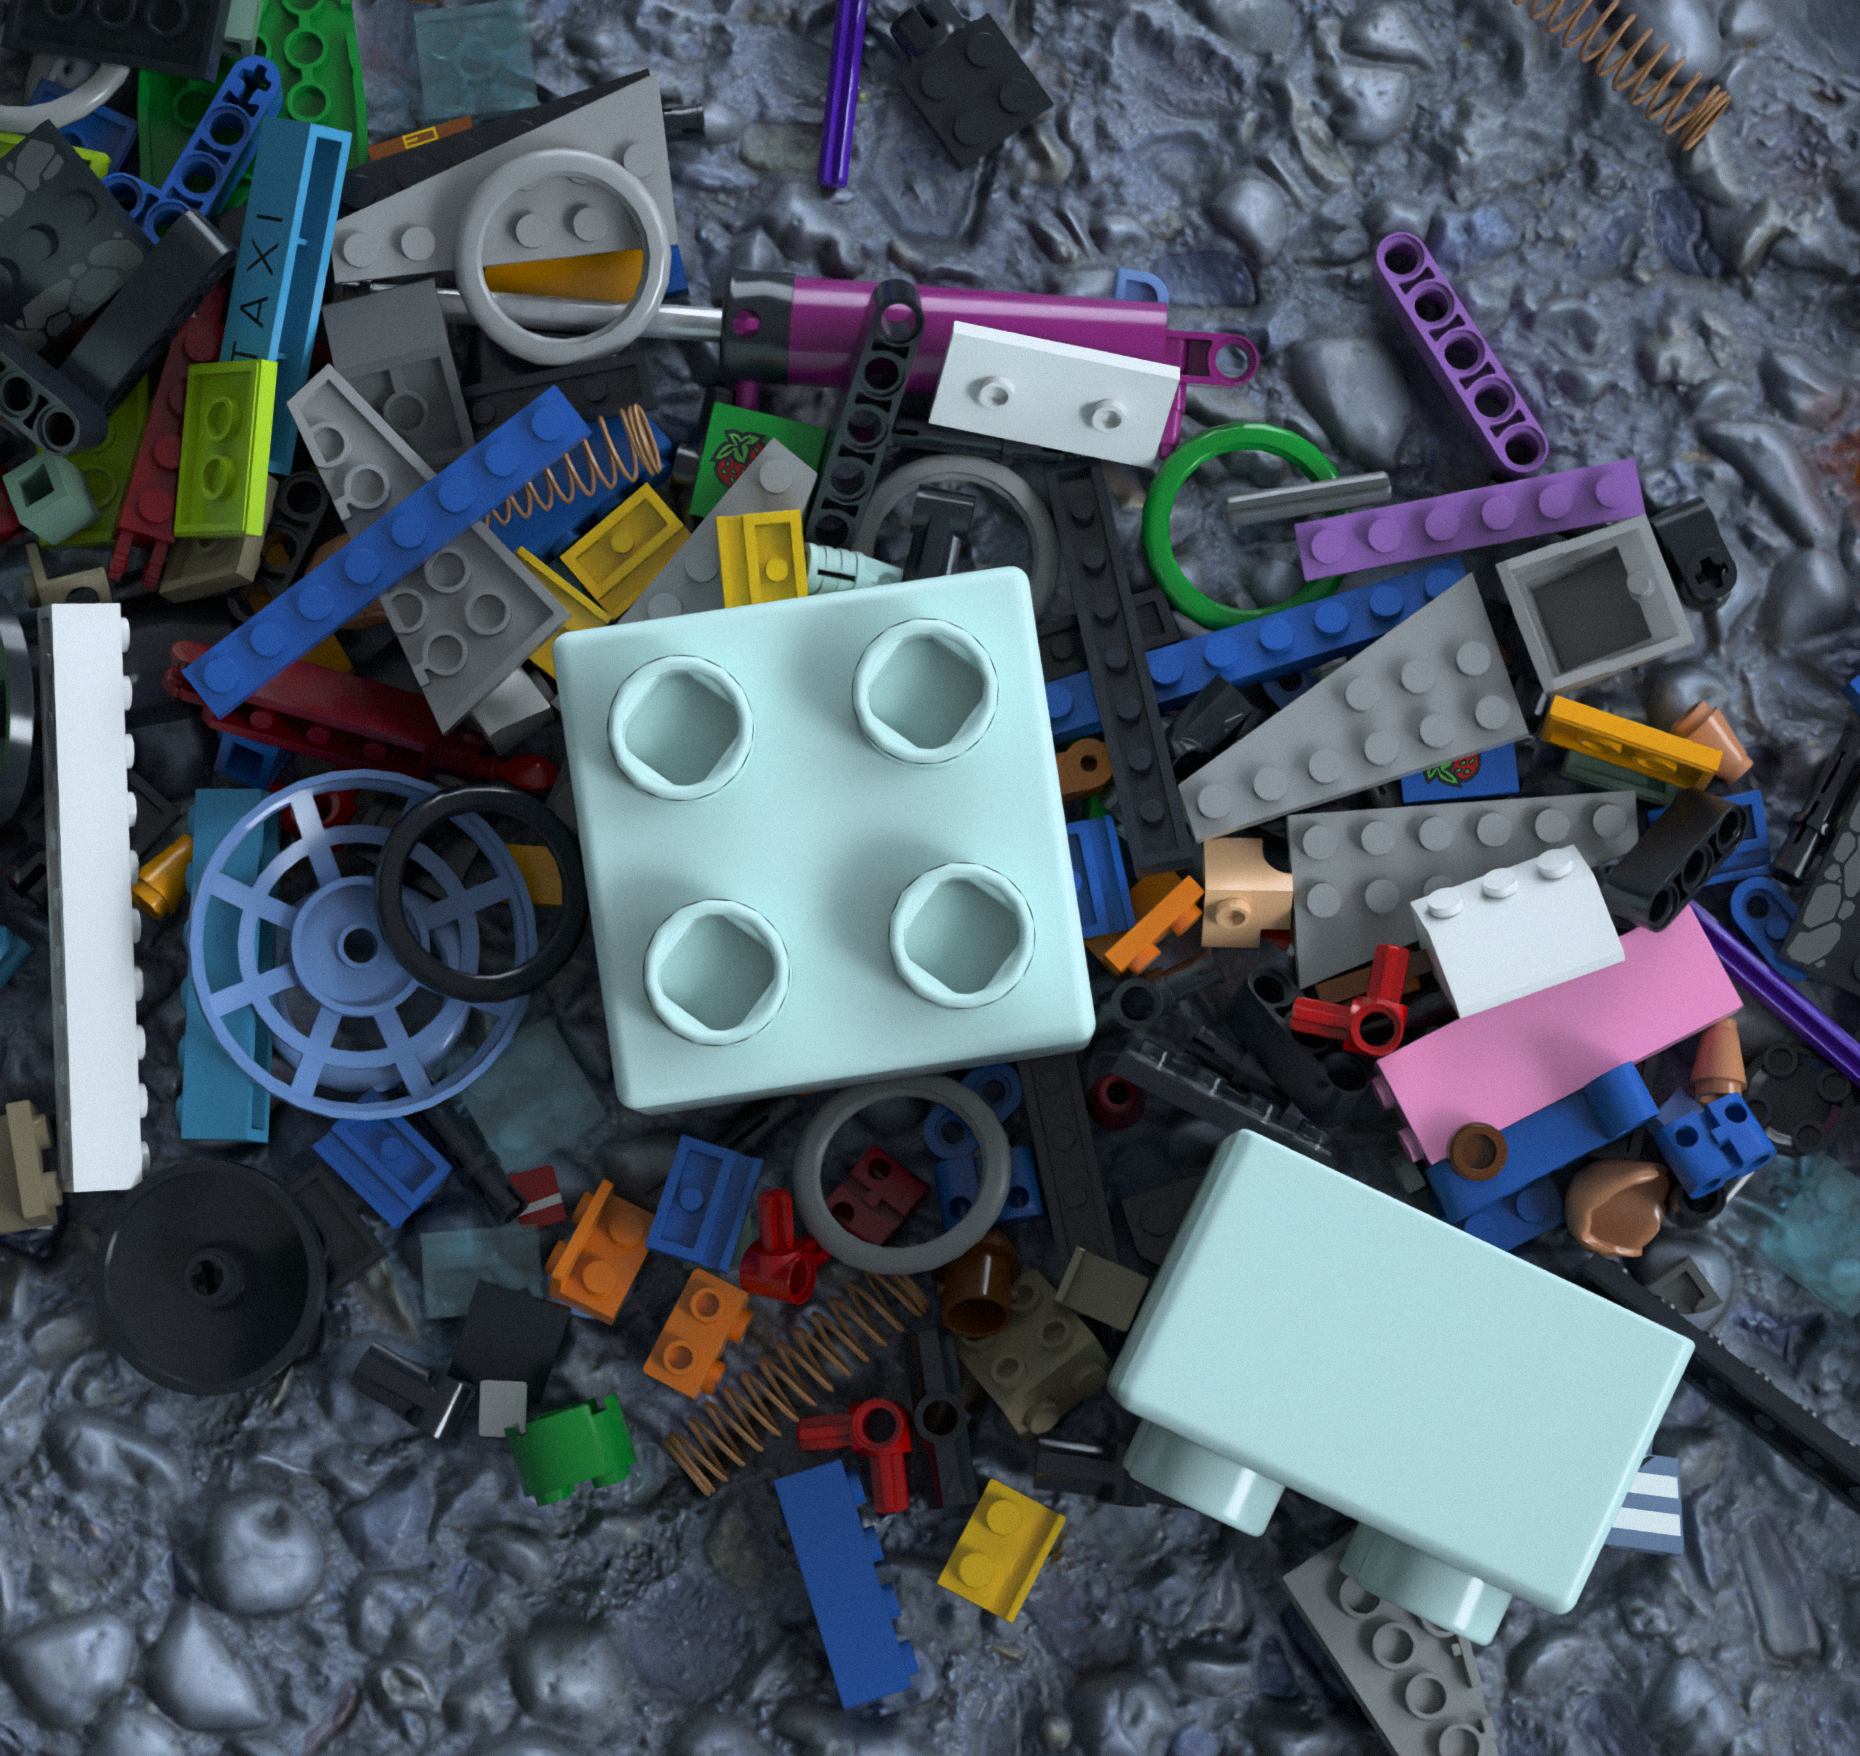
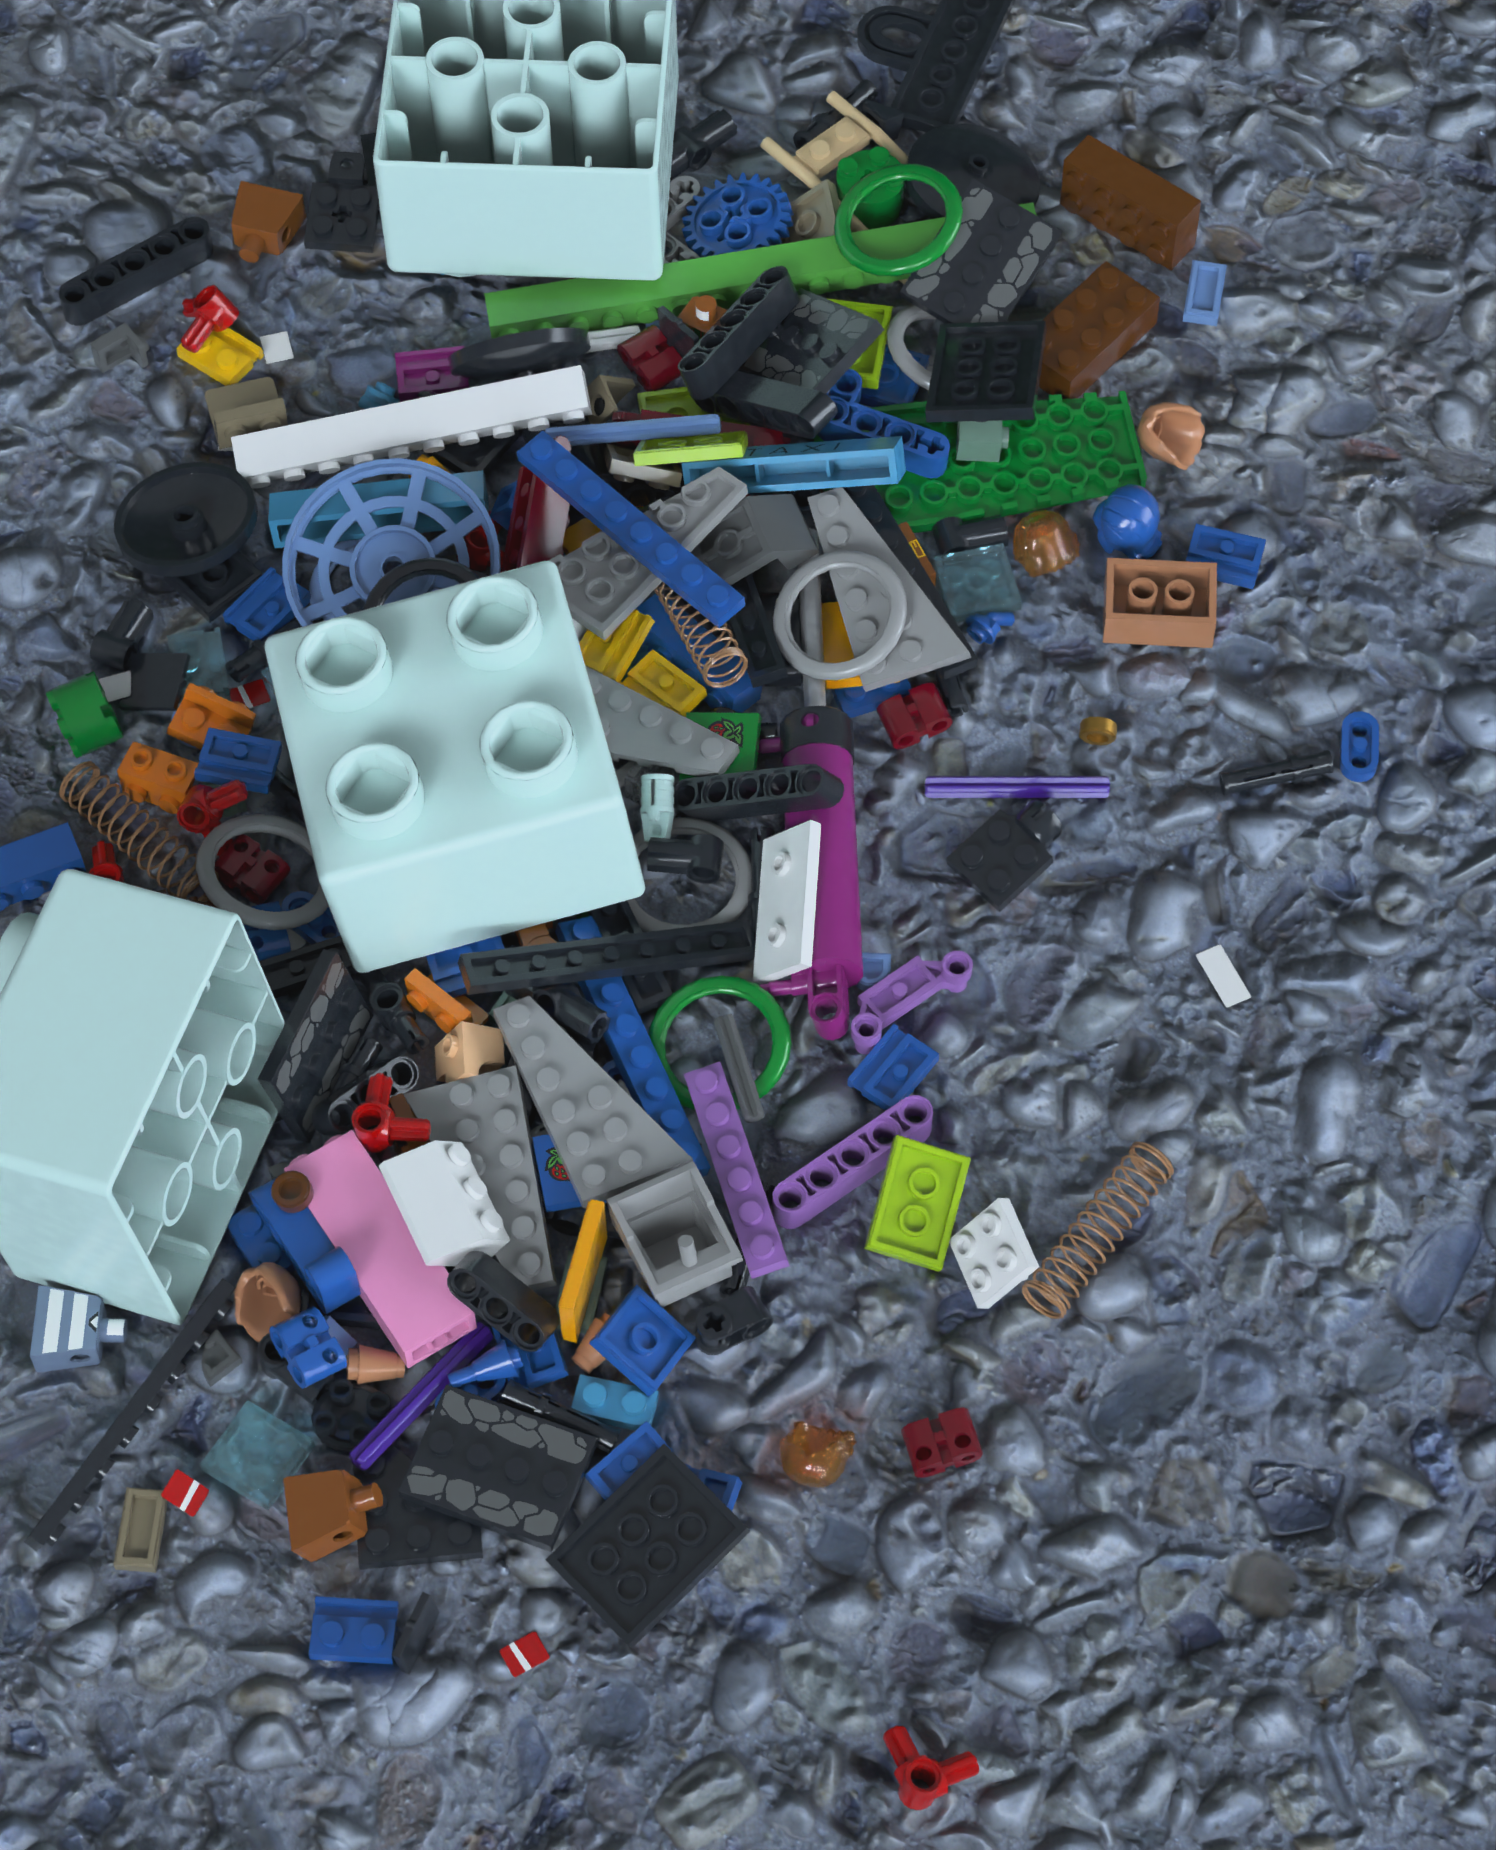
camera: 85 degrees right, 20 degrees down
(51, 497) = (659, 382): sand green brick -> none
(164, 541) = (639, 429): none -> medium blue axle
(391, 70) = (956, 536): none -> black piece
(561, 61) = (985, 627): none -> blue plate
(709, 184) = (914, 716): none -> dark red piece
(761, 557) = (646, 743): yellow plate -> none
(1187, 260) = (904, 991): none -> medium lavender plate
(1311, 286) = (893, 1068): none -> blue plate
(1540, 274) = (917, 1203): none -> lime tile
(1634, 177) = (993, 1253): none -> white plate
(1725, 679) = (642, 1340): none -> blue tile
(1751, 887) = (497, 1363): none -> blue cone
(1799, 731) = (614, 1402): none -> dark azure plate

